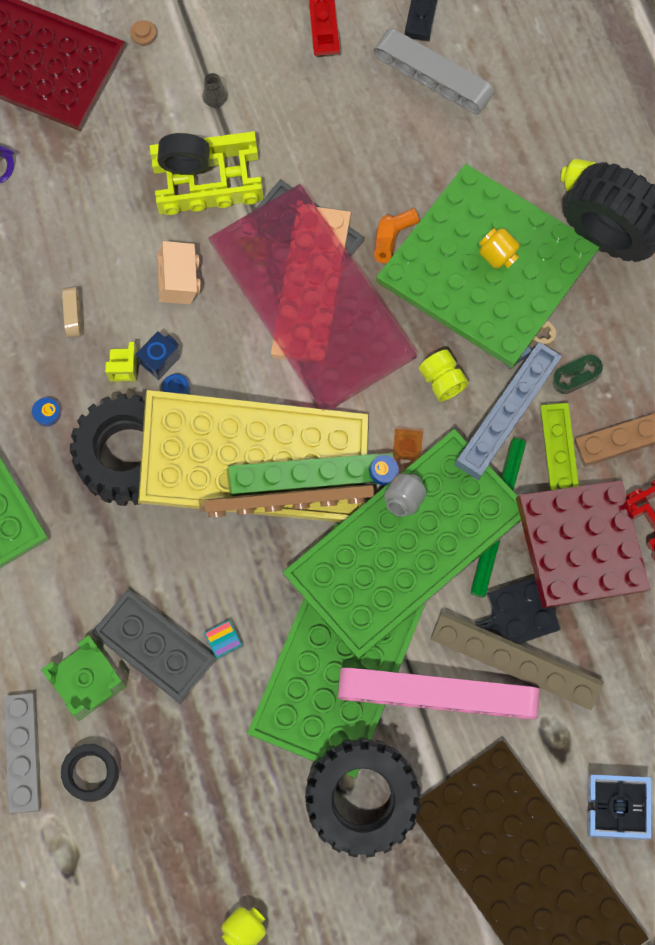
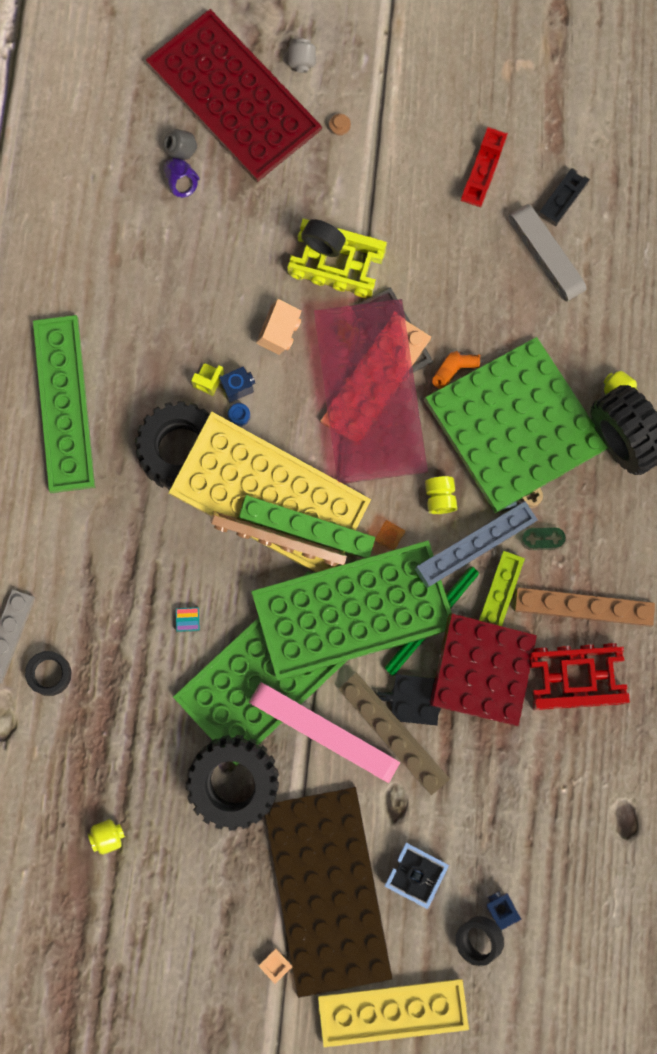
camera: 20 degrees right, 5 degrees up
(46, 412) = (136, 390): blue tile -> none
(71, 312) = (188, 322): tan beam -> none
(84, 679) = (74, 603): bright green panel -> none
(154, 646) = (135, 601): dark grey tile -> none
(214, 91) = (372, 196): clear smoke cone -> none
(383, 469) = (361, 548): tile -> none
(405, 495) = (366, 575): light grey head -> none
(499, 248) = (527, 417): yellow head -> none

